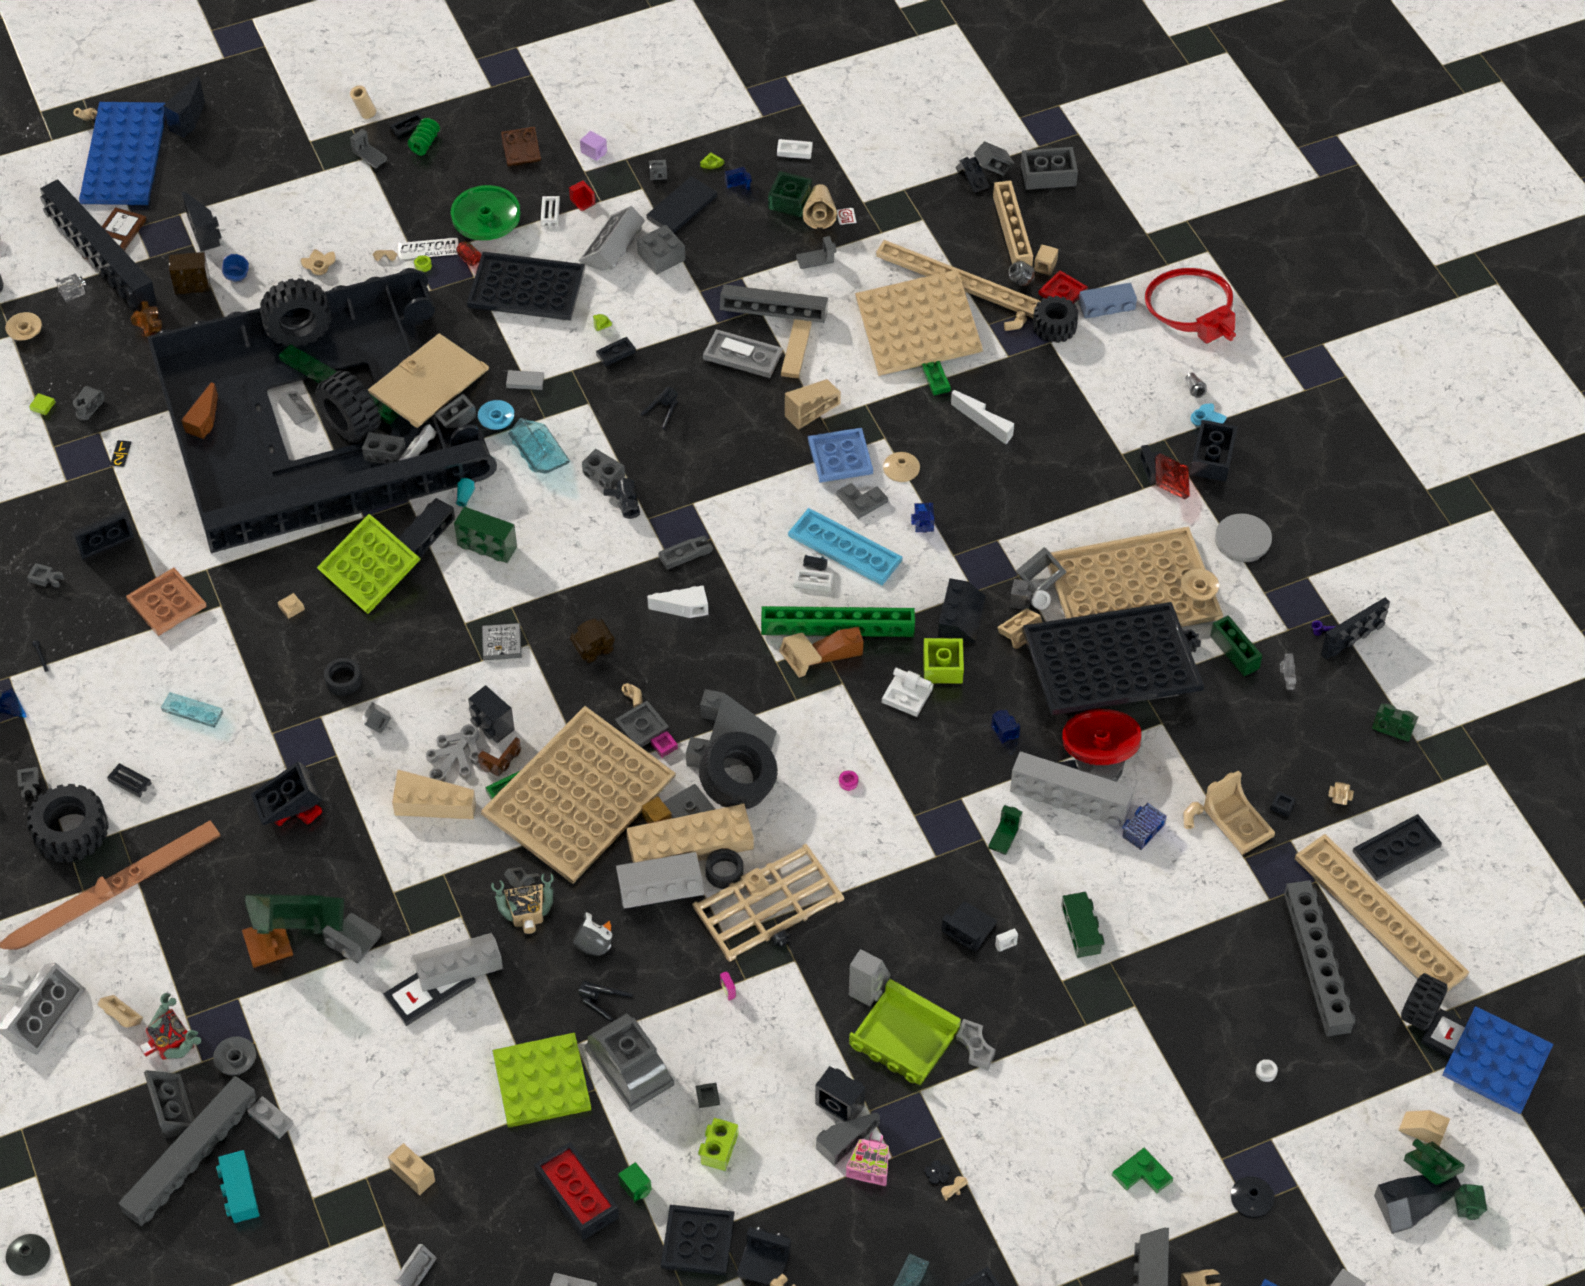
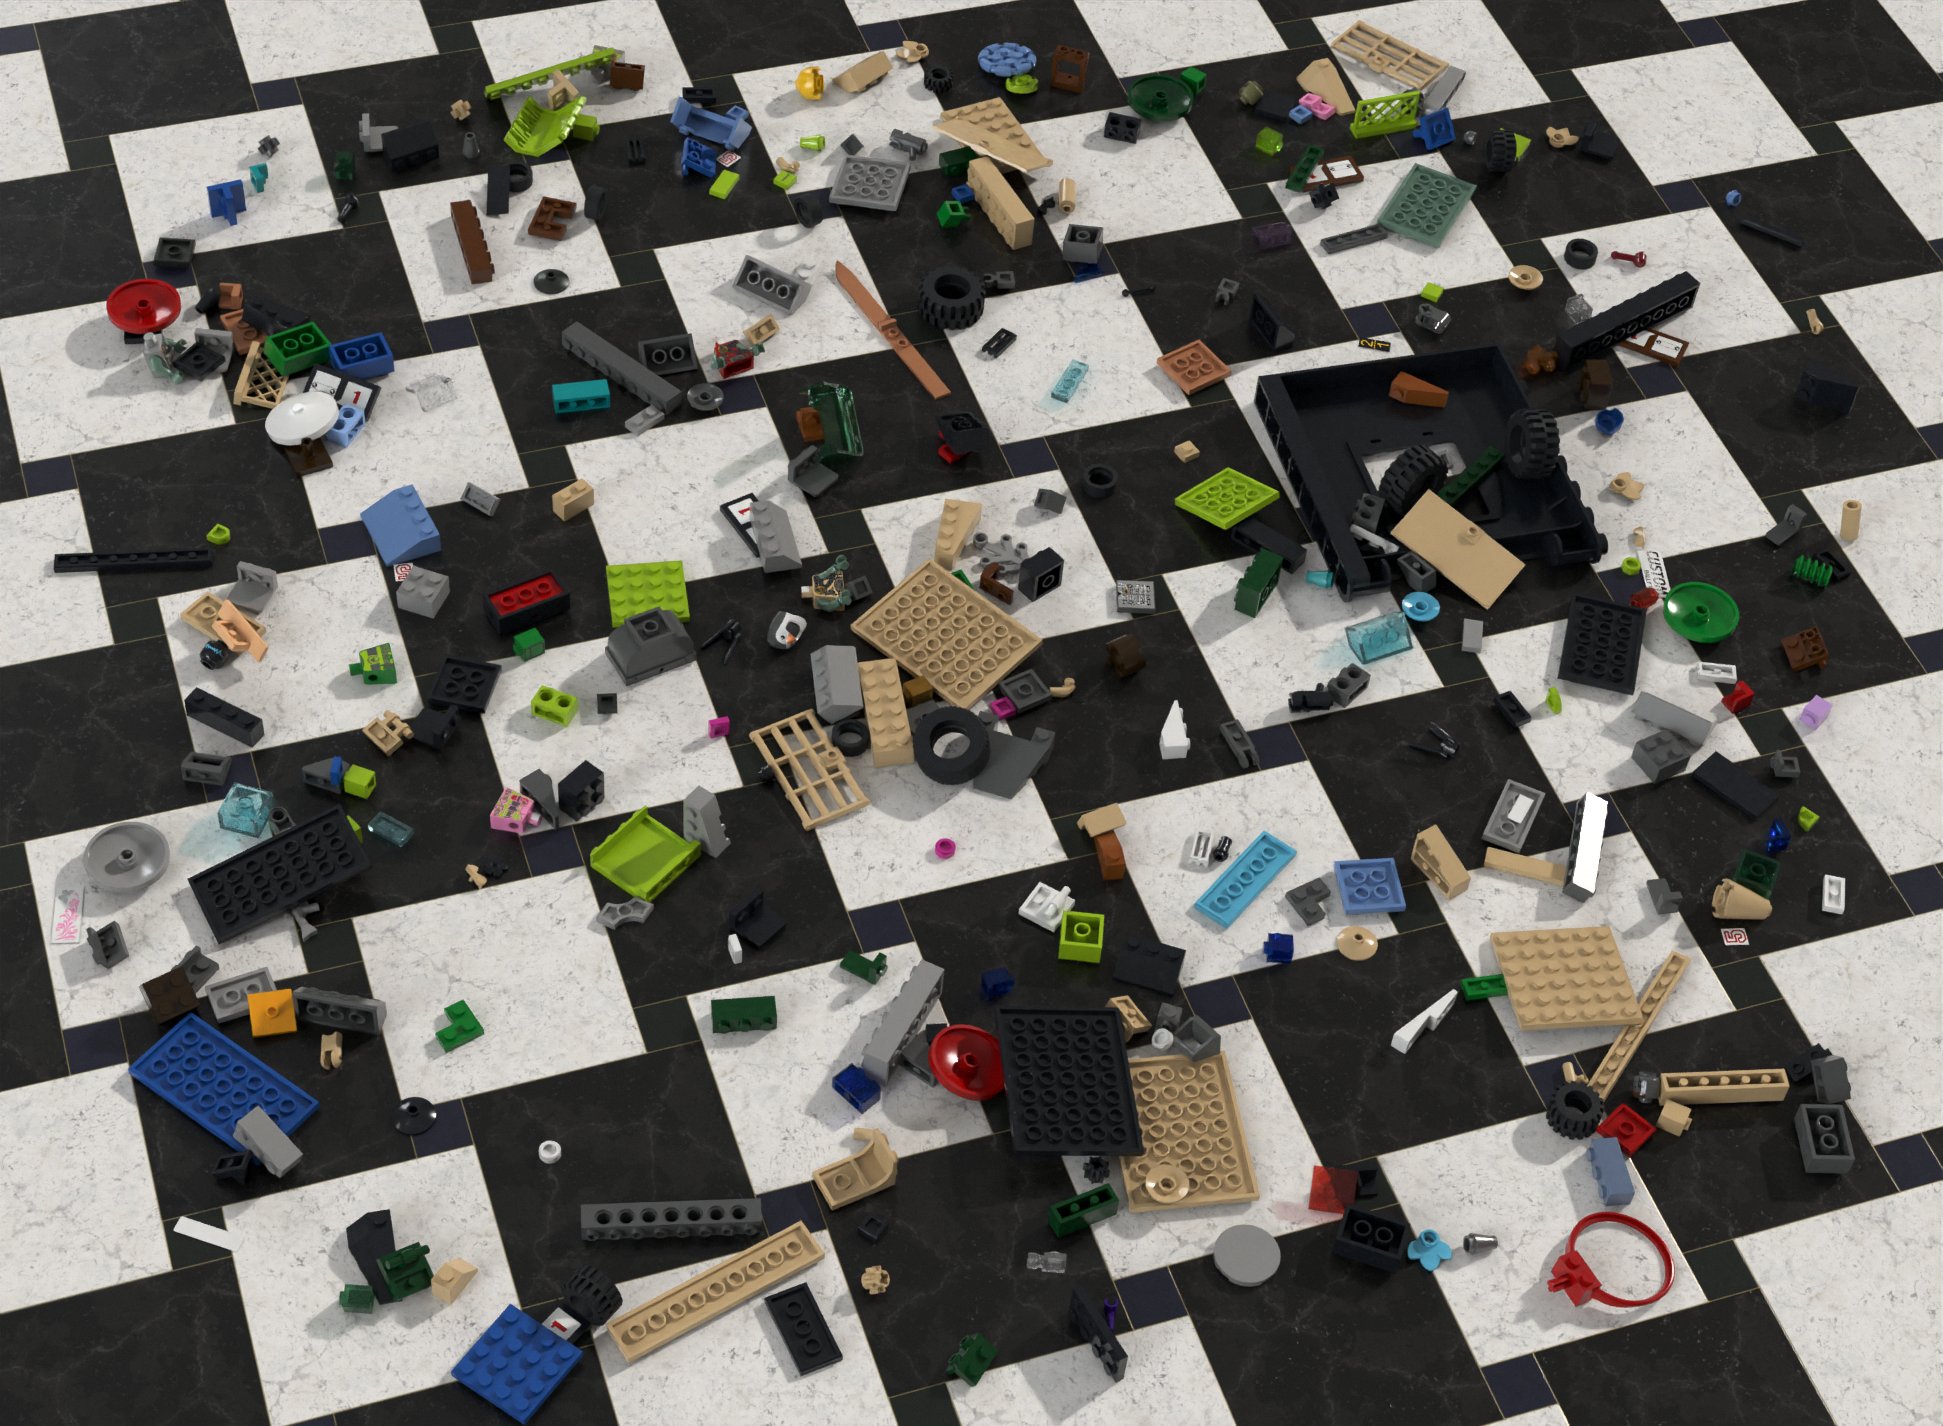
camera: 90 degrees right, 5 degrees down
(123, 153) = (1761, 348): blue plate -> none
(202, 223) = (1664, 393): black slope -> none
(828, 620) = (1138, 854): green brick -> none

